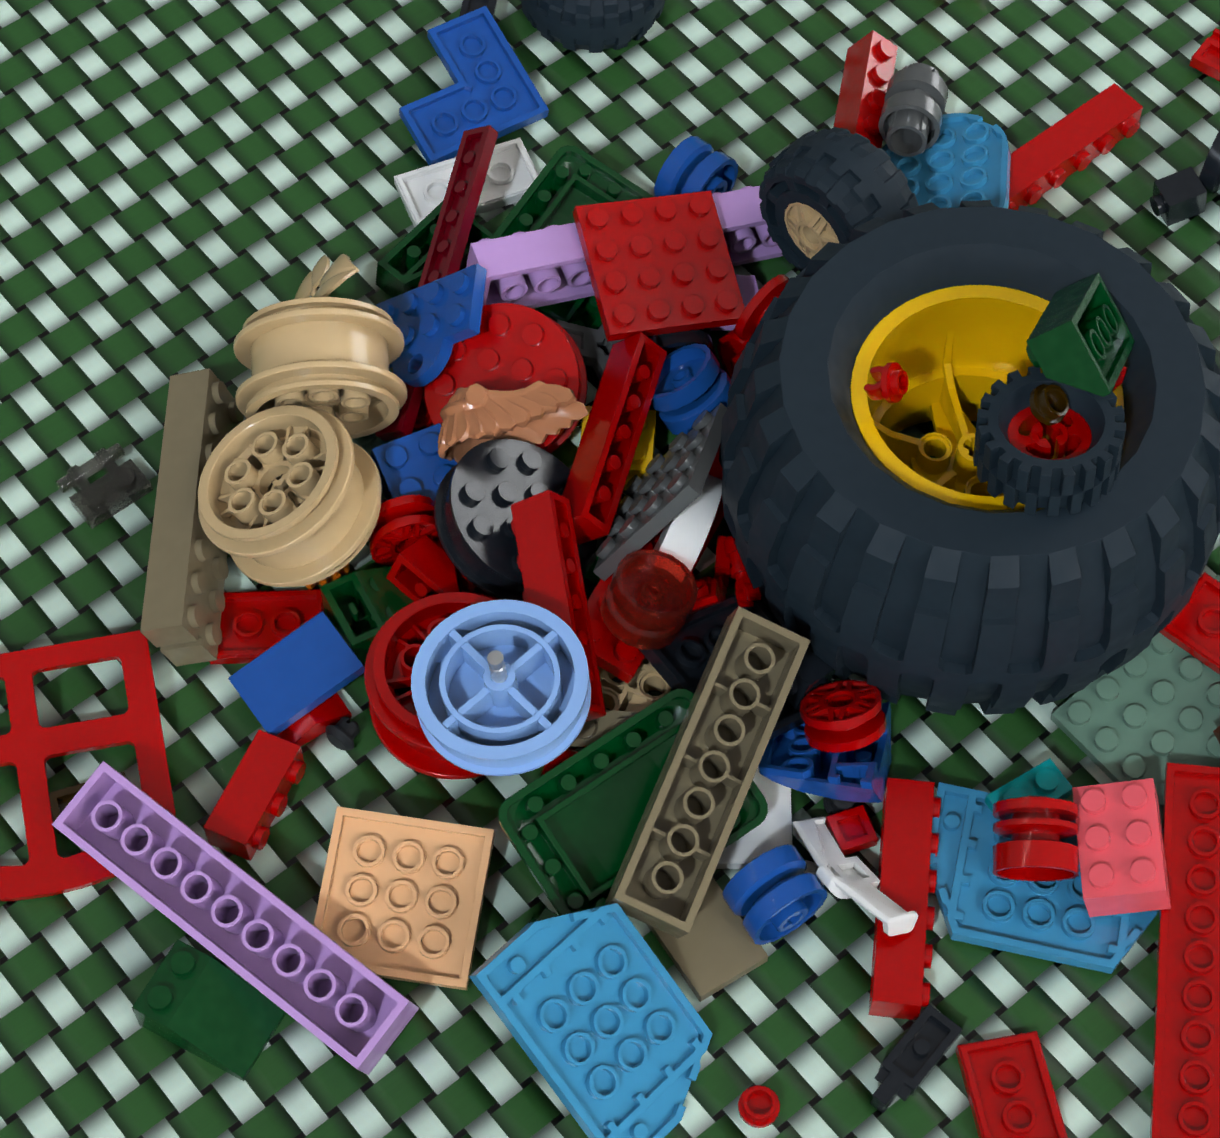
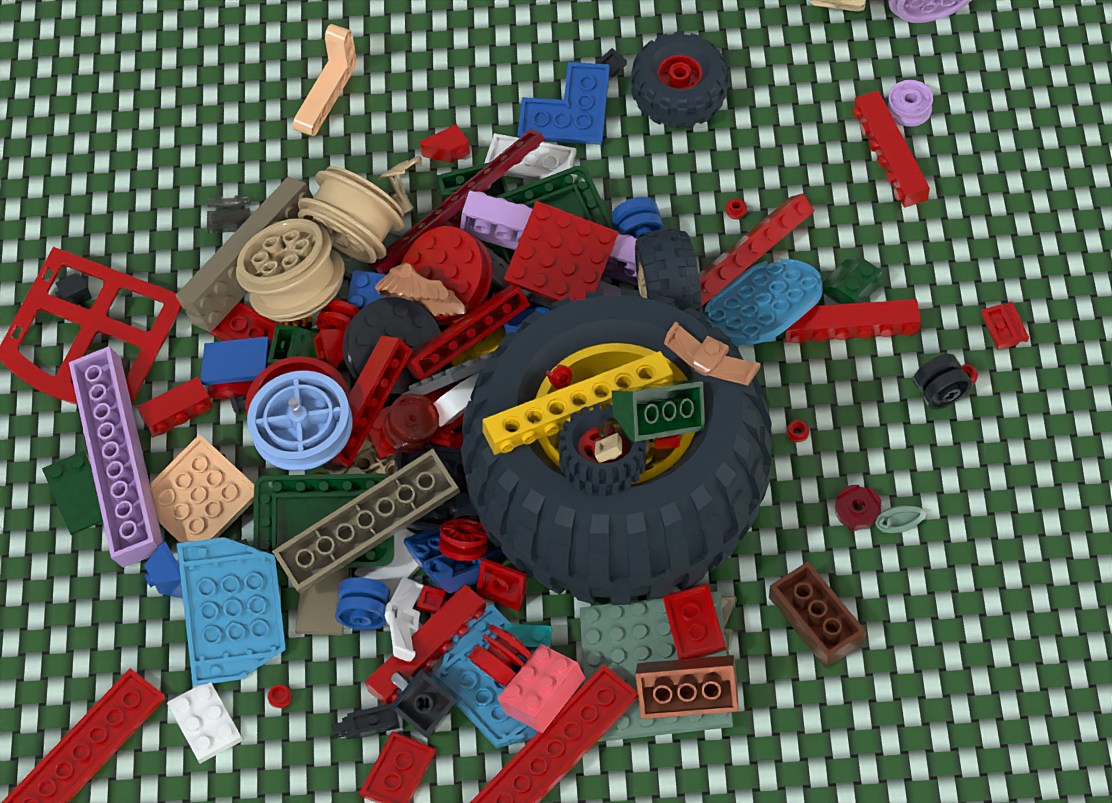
camera: 40 degrees right, 0 degrees up
(105, 226) = (330, 82): none -> light nougat beam
(344, 224) = (446, 145): none -> red slope
(434, 320) = (426, 220): blue plate -> none
(455, 1037) = (164, 572): none -> blue slope
(790, 102) = (736, 213): none -> red plate
(913, 109) = (783, 250): dark grey piece -> none
(933, 745) = (501, 584): none -> red slope
(951, 405) = (564, 400): none -> yellow brick
(957, 970) = (410, 700): none -> black hinge
(1015, 104) = (852, 282): none -> dark green slope
(1061, 242) = (710, 357): none -> nougat plate
(1074, 426) = (608, 448): none -> tan plate
(1178, 196) = (897, 383): black brick -> none

